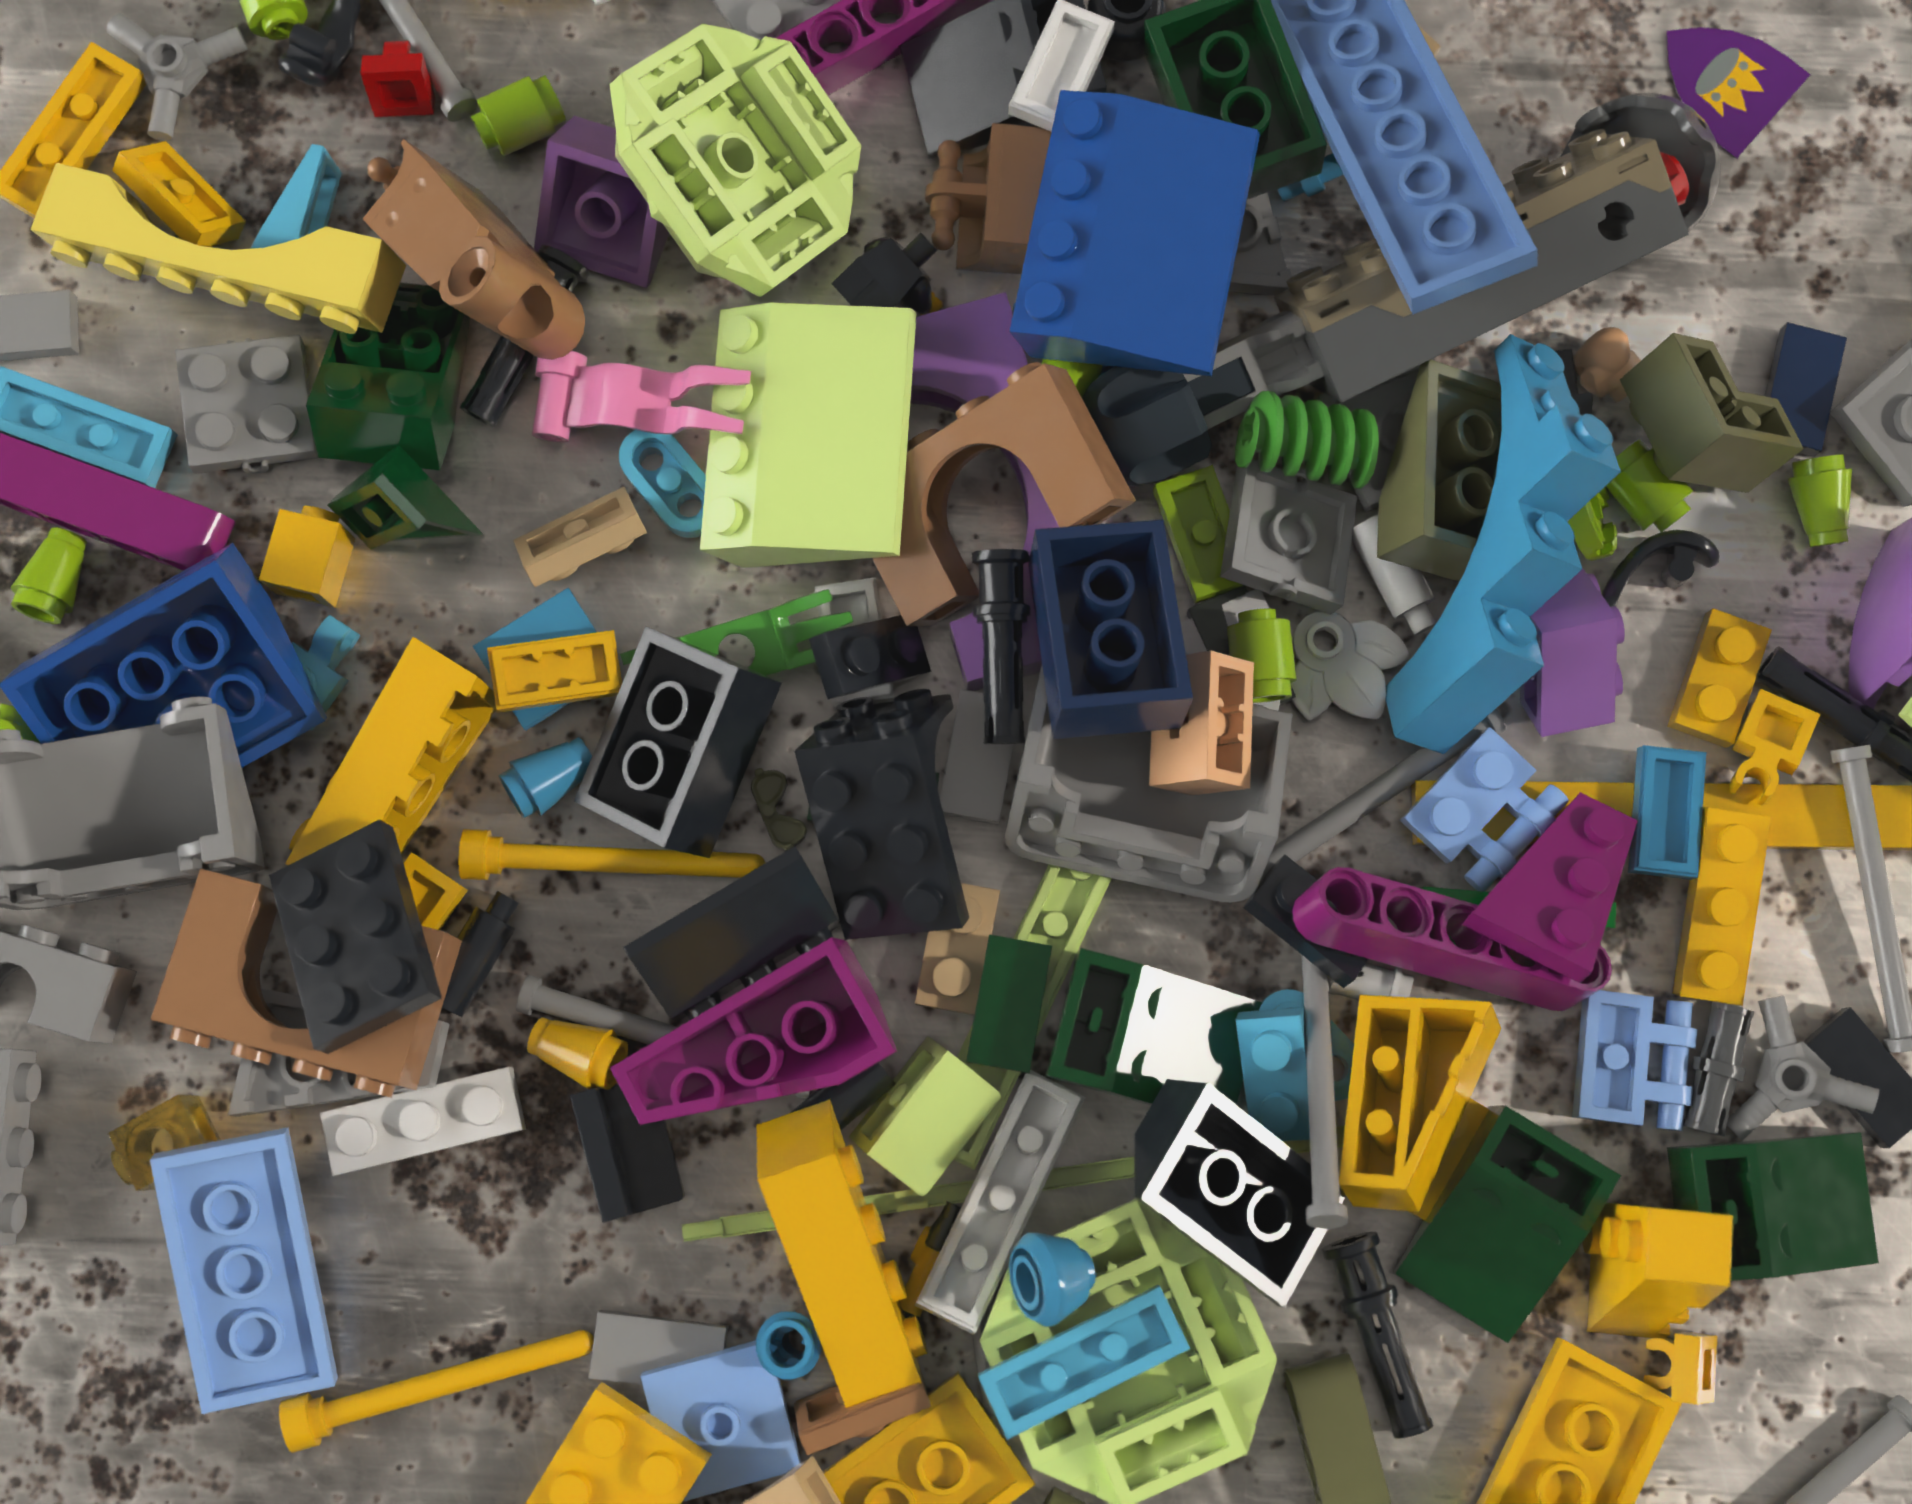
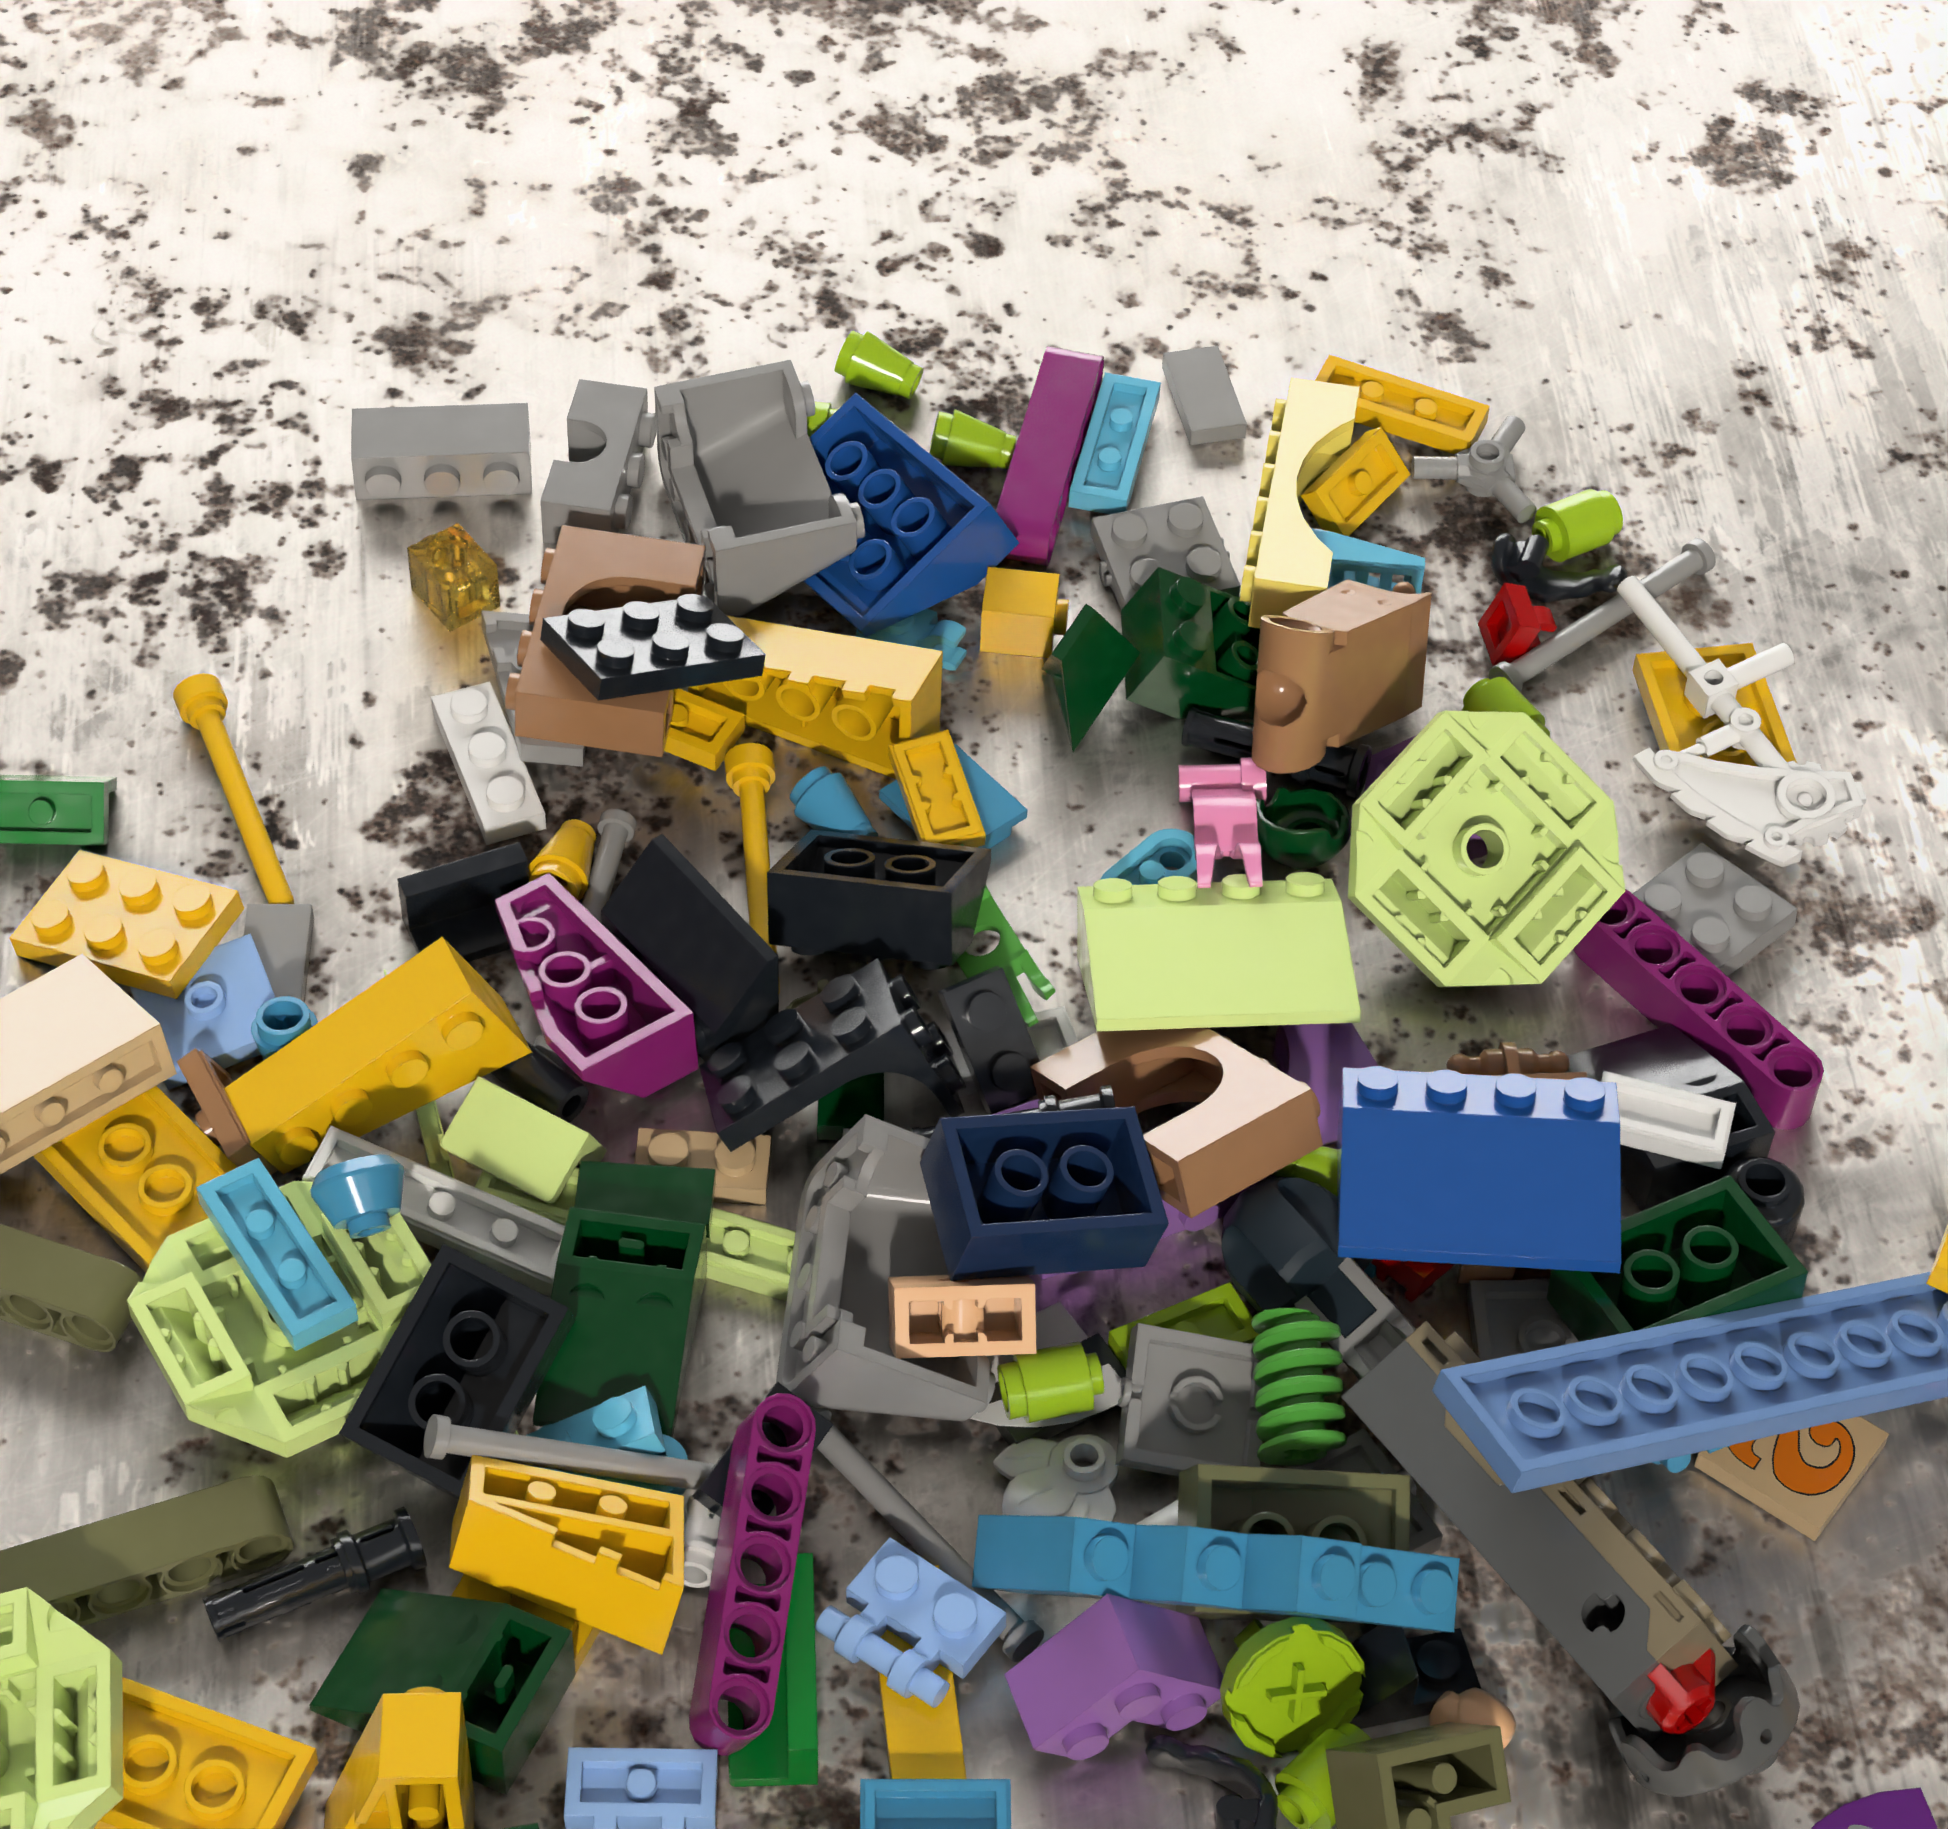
camera: 80 degrees right, 30 degrees down
(244, 1270) = (339, 631): light blue plate -> none
(482, 944) = (652, 778): black cylinder -> none
(580, 536) = (1068, 800): tan plate -> none
(630, 325) = (1303, 827): none -> dark green hair
(890, 276) = (1402, 1022): black piece -> none
(1561, 889) = (826, 1675): magenta wing -> none

